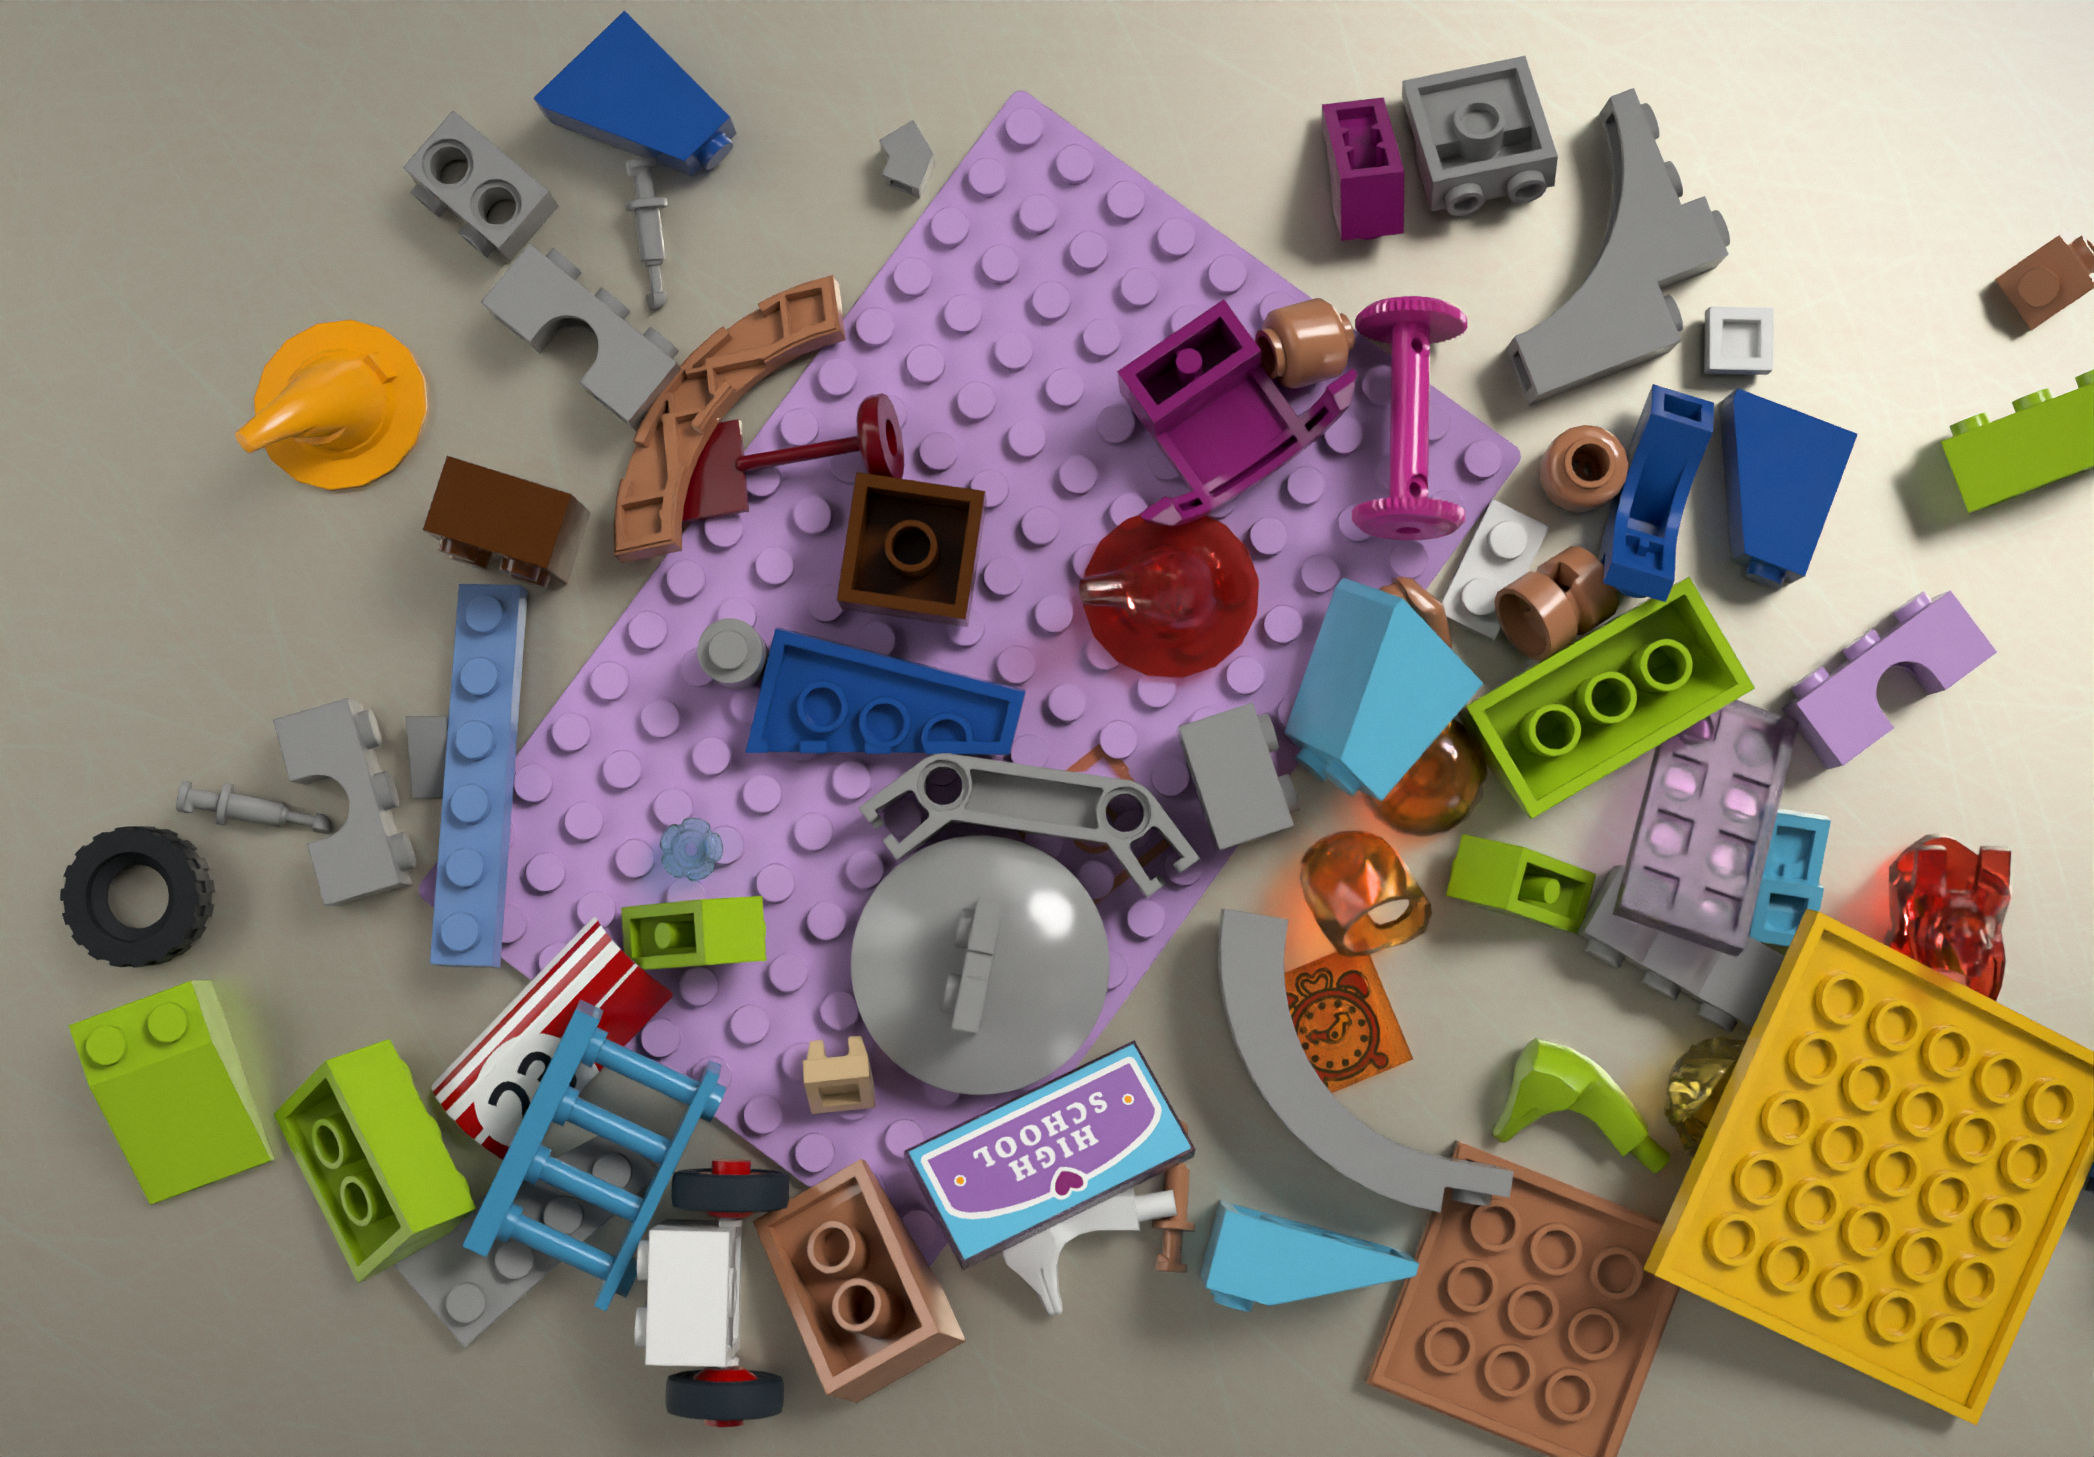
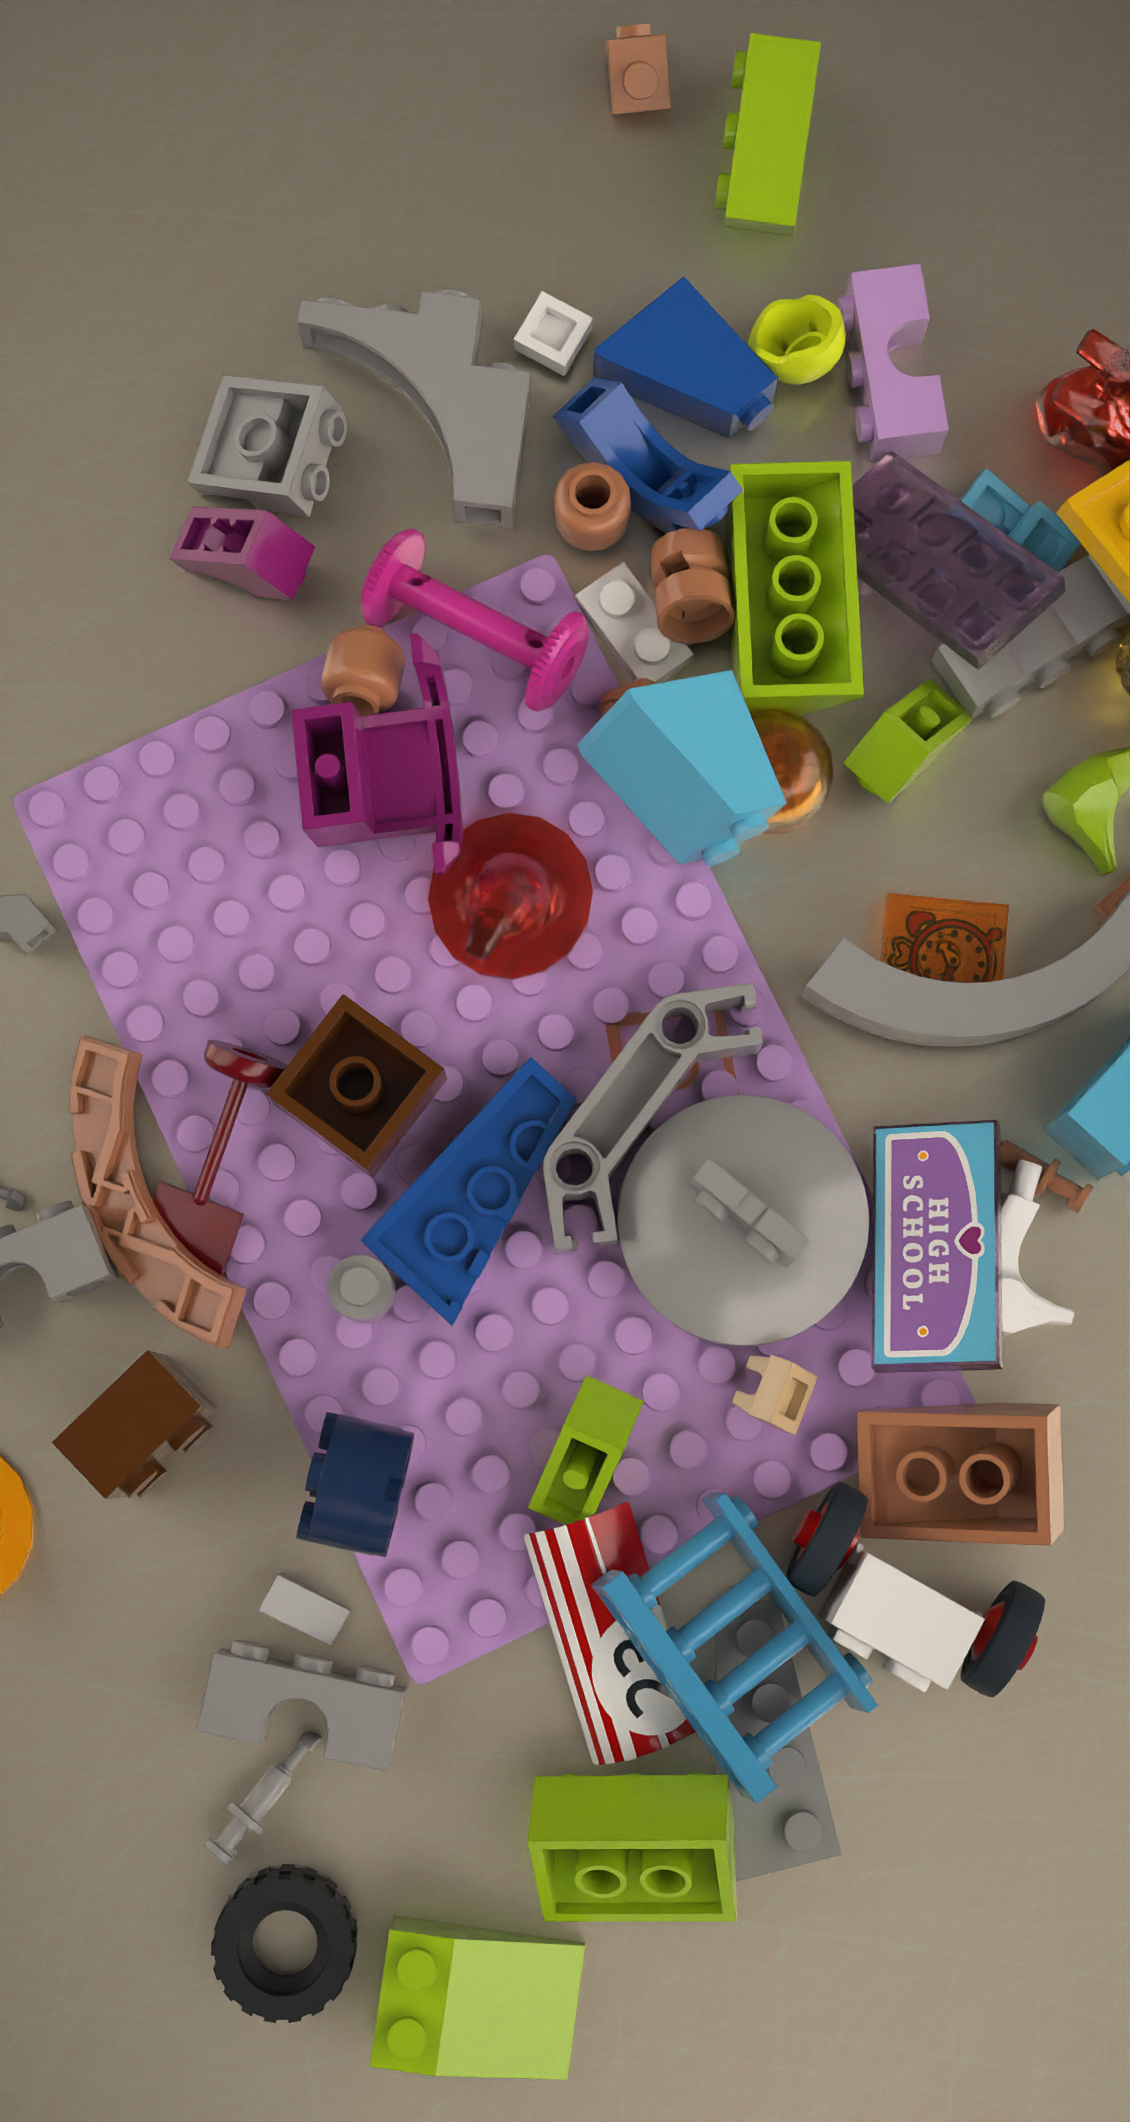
camera: 65 degrees left, 5 degrees down
(479, 776) = (357, 1584): medium blue plate -> none
(554, 743) = (355, 1485): none -> dark blue brick
(678, 837) = (510, 1436): clear light blue plate -> none
(1237, 776) = (698, 919): light grey brick -> none
(1351, 875) = (834, 869): clear orange piece -> none
(1872, 562) = (791, 328): none -> neon yellow helmet

